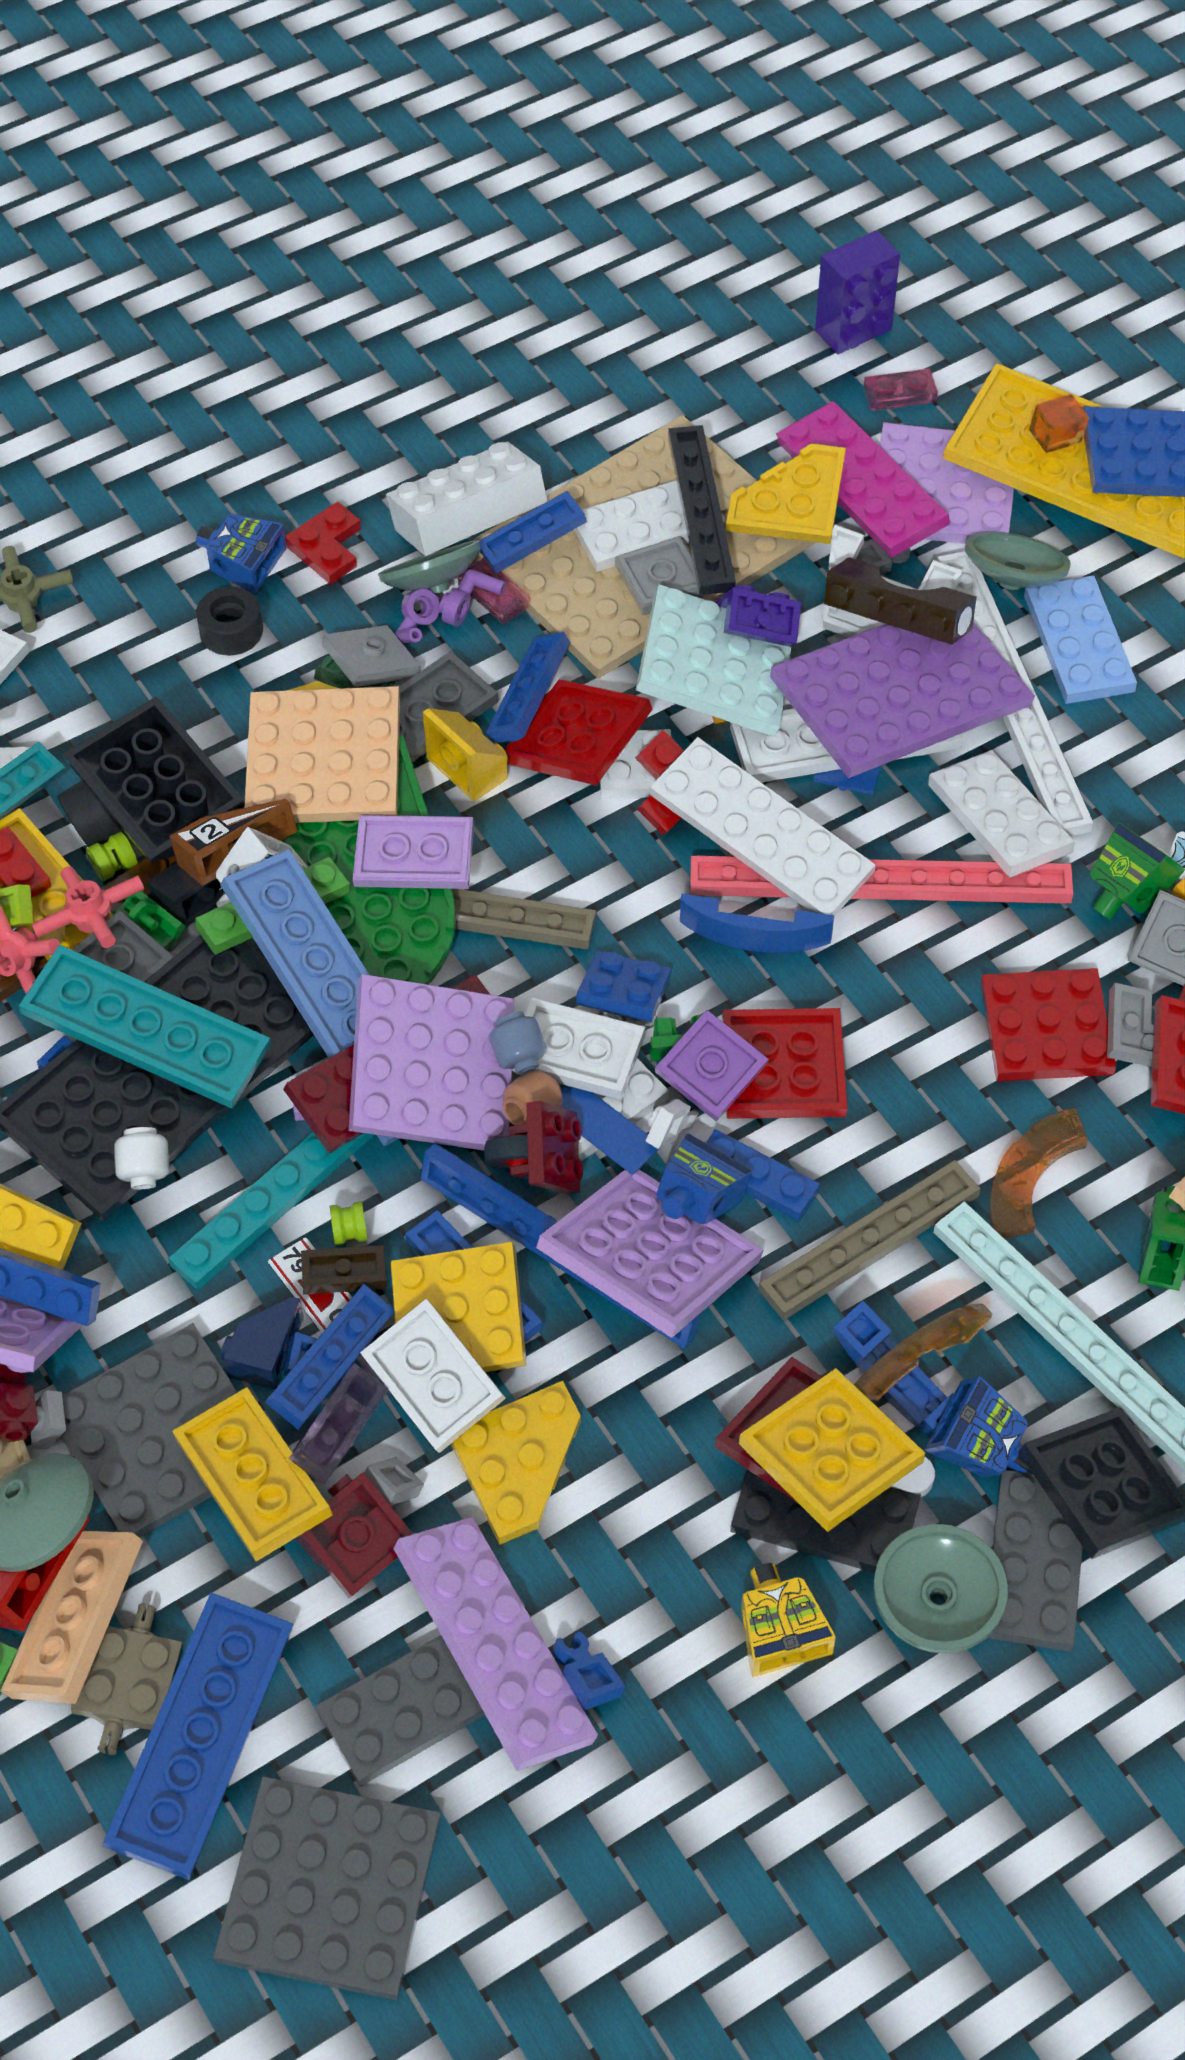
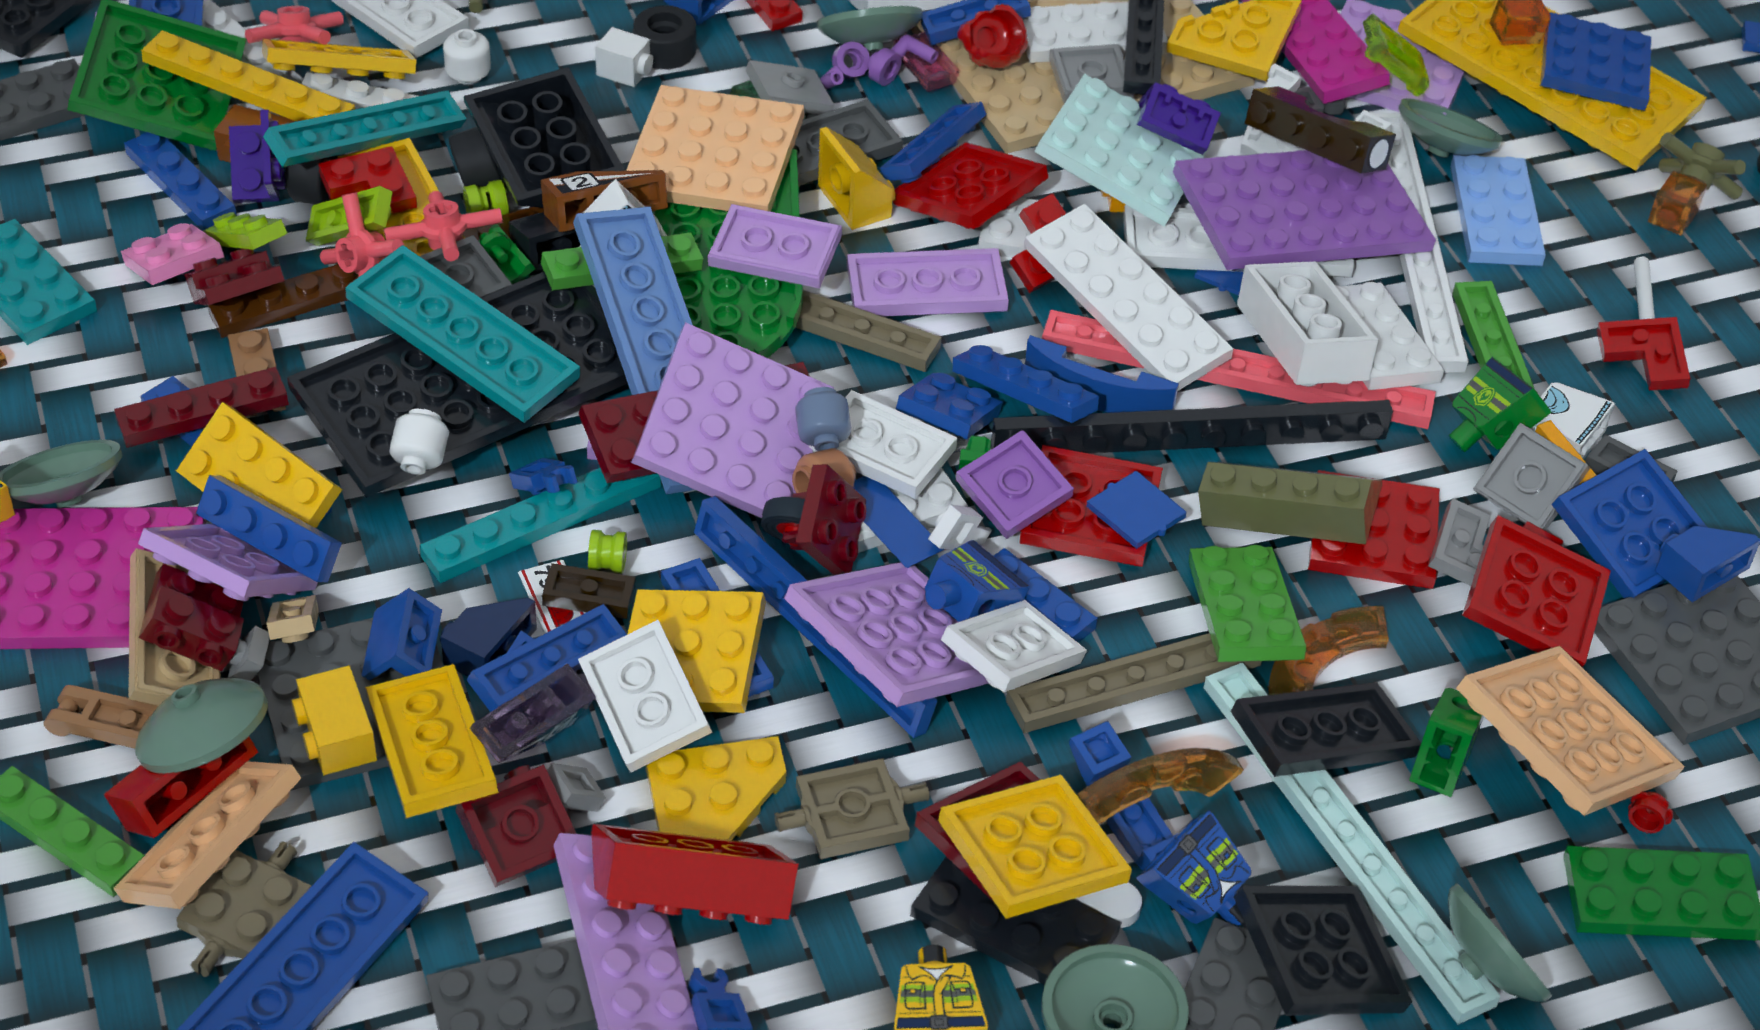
camera: 10 degrees right, 10 degrees down
(41, 690) = (467, 56): none -> white head
(77, 1370) = (293, 619): none -> tan plate
(155, 1473) = (335, 720): none -> yellow brick
(188, 1368) = (402, 636): none -> blue panel
(196, 654) = (623, 57): none -> white brick
(263, 1154) = (542, 476): none -> blue plate
(529, 1548) = (692, 874): none -> red slope
(558, 557) = (994, 37): none -> red hair
(564, 849) = (927, 282): none -> lavender plate
(650, 1439) = (852, 808): none -> dark tan plate
(690, 947) = (1025, 383): none -> blue plate
(755, 1238) = (1013, 645): none -> white plate
(827, 1061) = (1136, 509): none -> blue piece
(857, 957) = (1204, 427): none -> black plate
(937, 820) = (1307, 323): none -> white brick
(949, 491) = (1395, 54): none -> clear neon green plate
(953, 1139) = (1246, 604): none -> bright green plate
(965, 1017) = (1288, 502): none -> olive slope
(1056, 1256) = (1325, 728): none -> black plate
(1106, 783) = (1488, 326): none -> bright green plate

